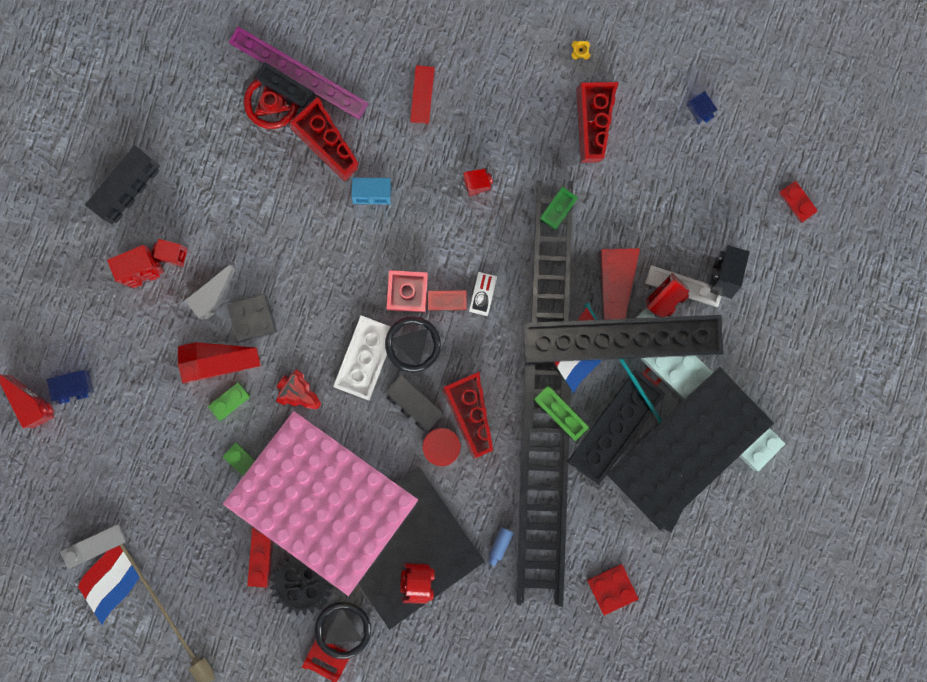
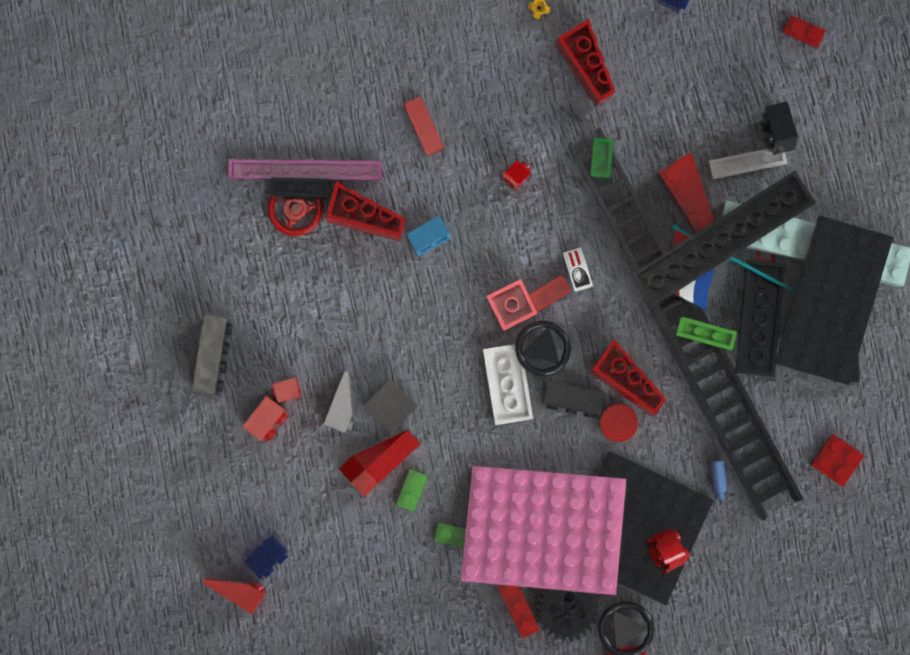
camera: 25 degrees left, 0 degrees up
(296, 391) = (465, 447): red rock -> none
(667, 296) = (738, 180): red slope -> none

